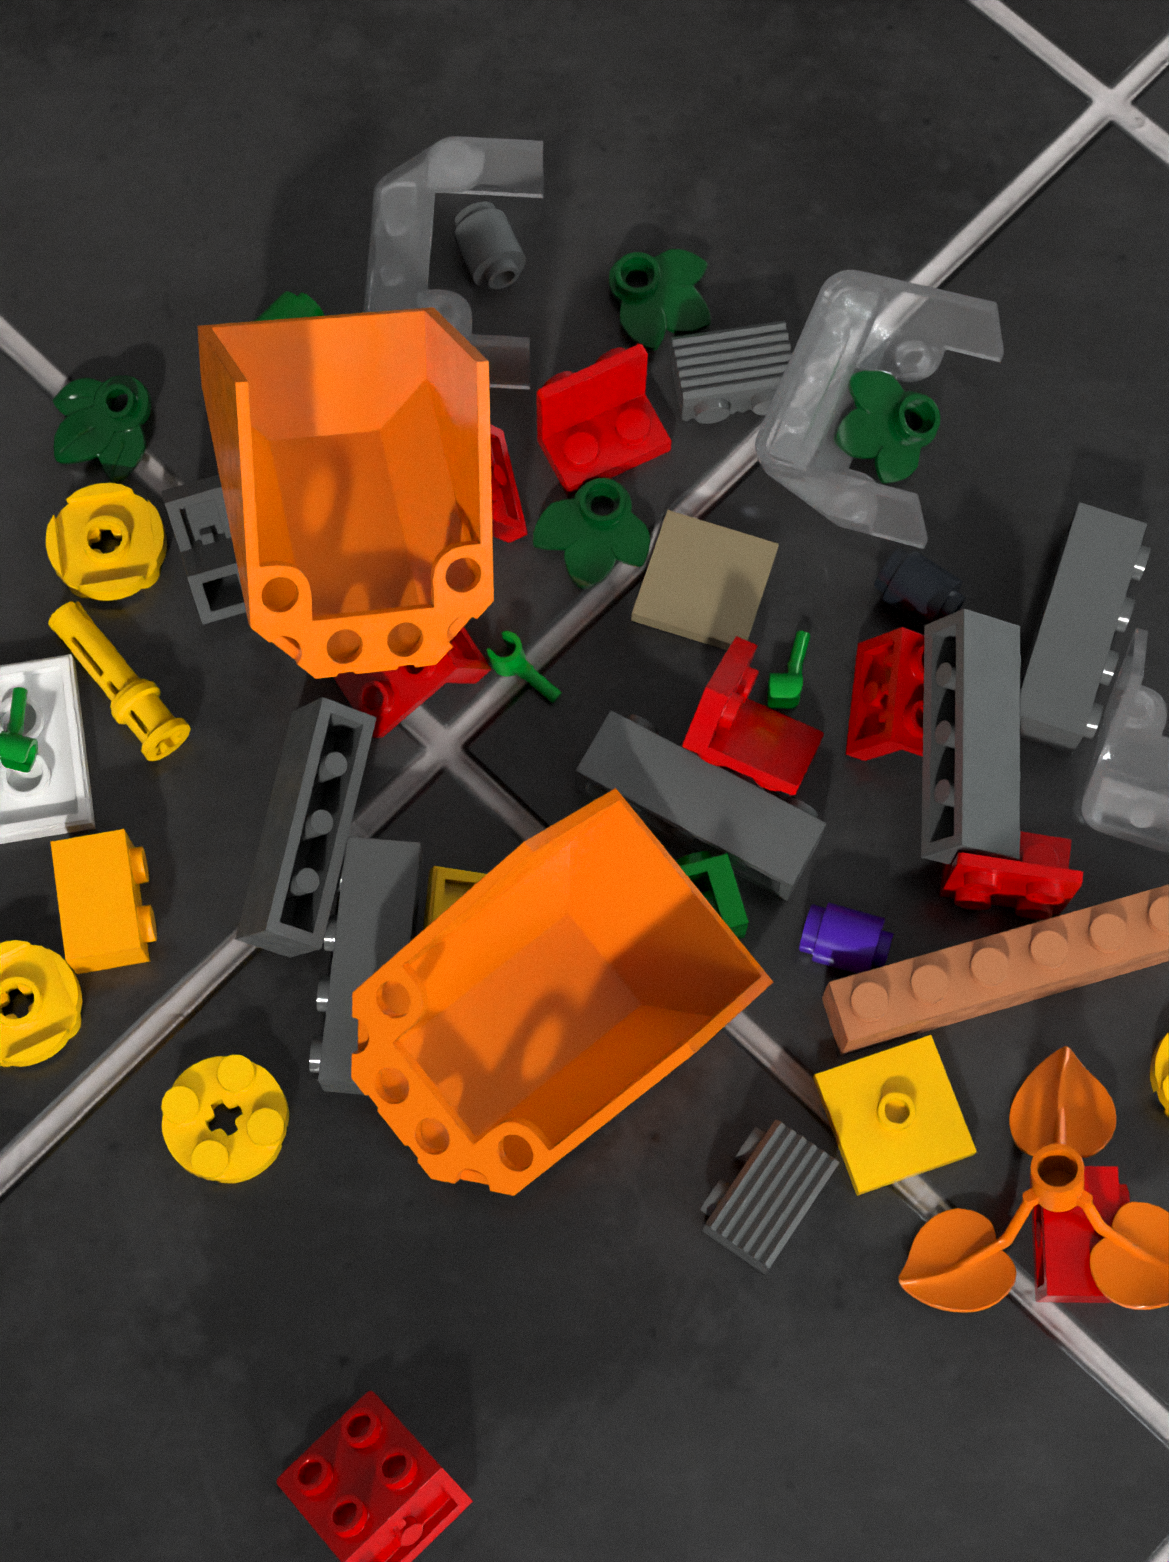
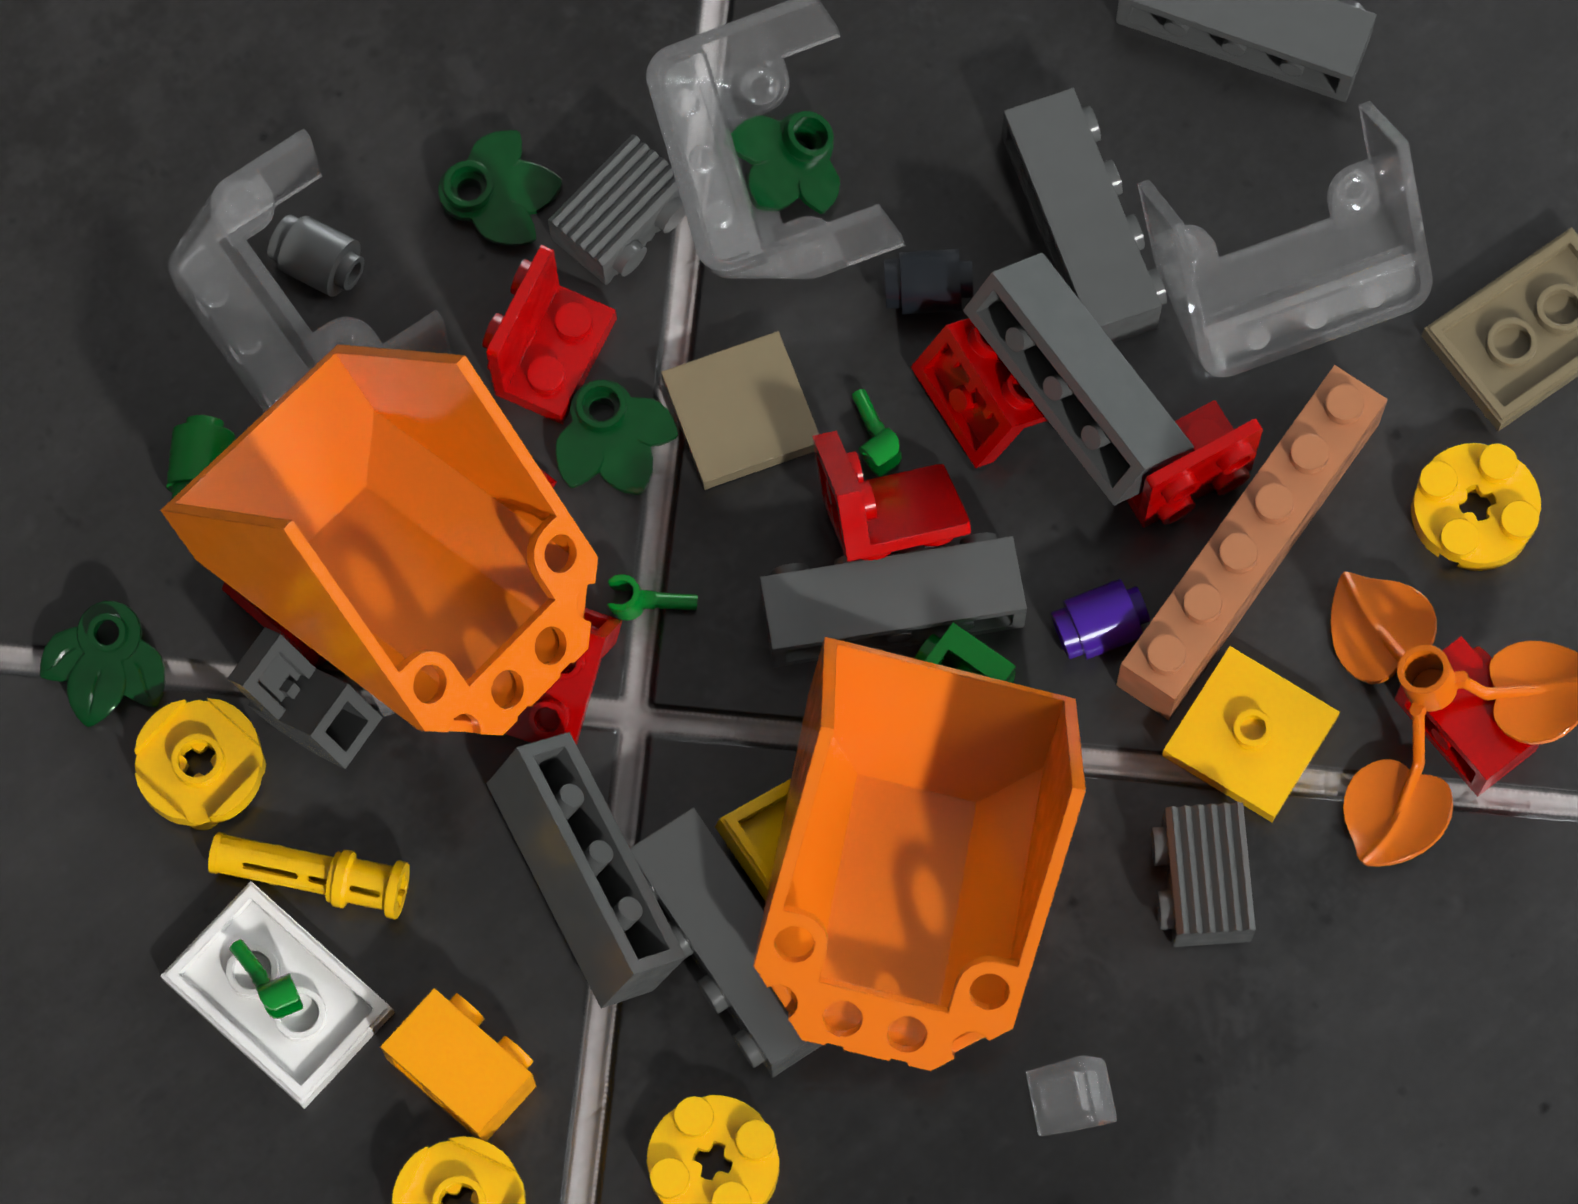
camera: 35 degrees left, 0 degrees up
(531, 1283) = (1071, 1095): none -> clear slope

